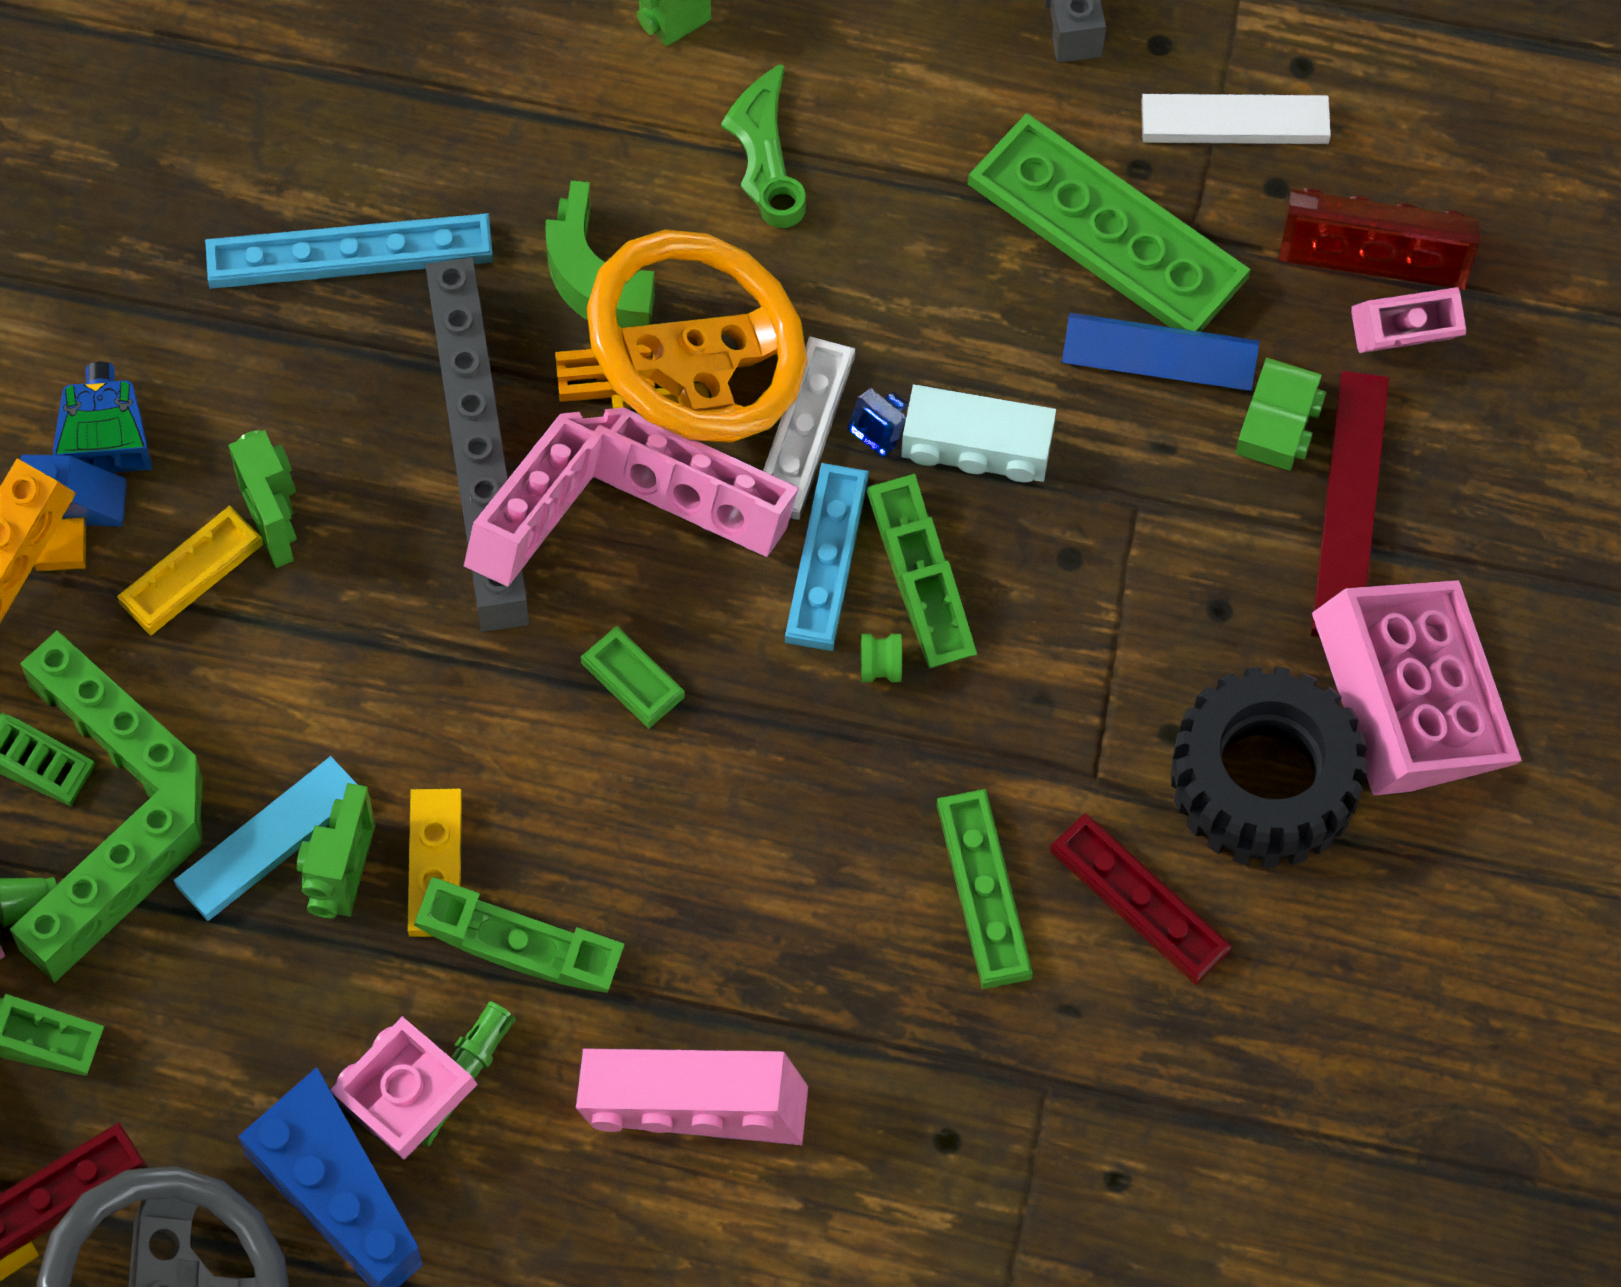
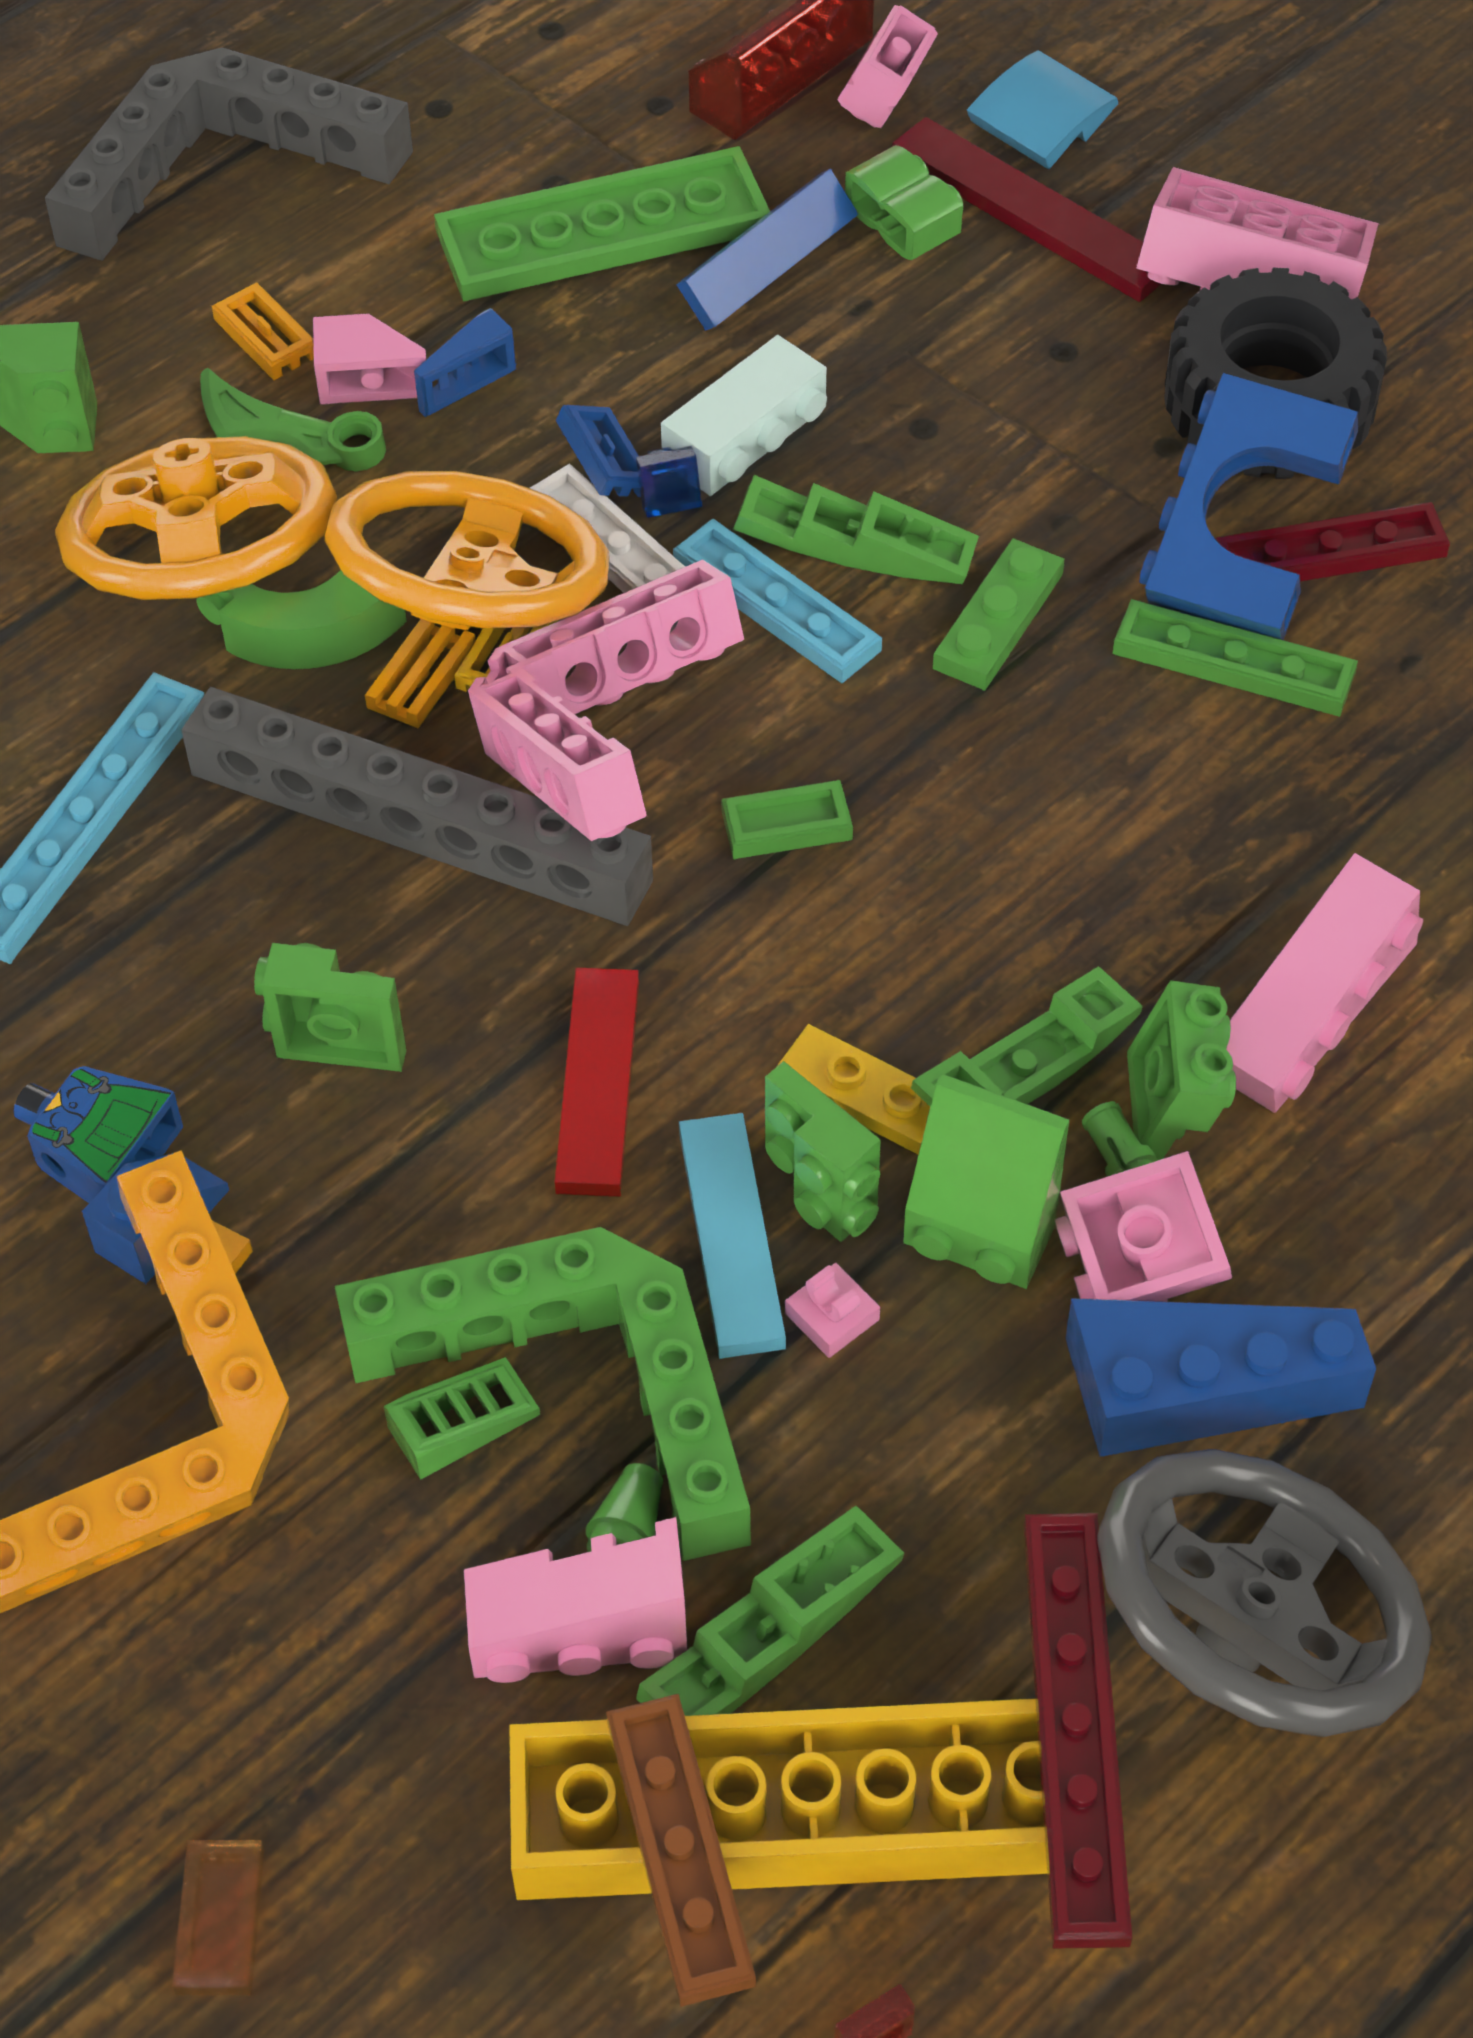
camera: 55 degrees left, 10 degrees down
(190, 570) = (346, 1143): yellow plate -> none
(249, 932) = (832, 1309): none -> bright pink tile
(337, 688) = (597, 1082): none -> red tile
(365, 969) = (986, 1182): none -> bright green slope
(566, 1028) = (1180, 1066): none -> bright green plate
(625, 144) = (185, 497): none -> light orange piece
(836, 108) = (284, 355): none -> light orange tile
(850, 156) = (363, 360): none -> bright pink slope
(881, 658) = (930, 604): bright green wheel -> none
(898, 224) = (471, 357): none -> blue slope
(905, 331) = (601, 448): none -> blue tile
(915, 708) = (998, 614): none -> bright green plate
(1030, 811) = (1241, 430): none -> blue arch
(1235, 118) = (566, 92): white tile -> none
(1464, 452) = (1041, 108): none -> dark azure slope

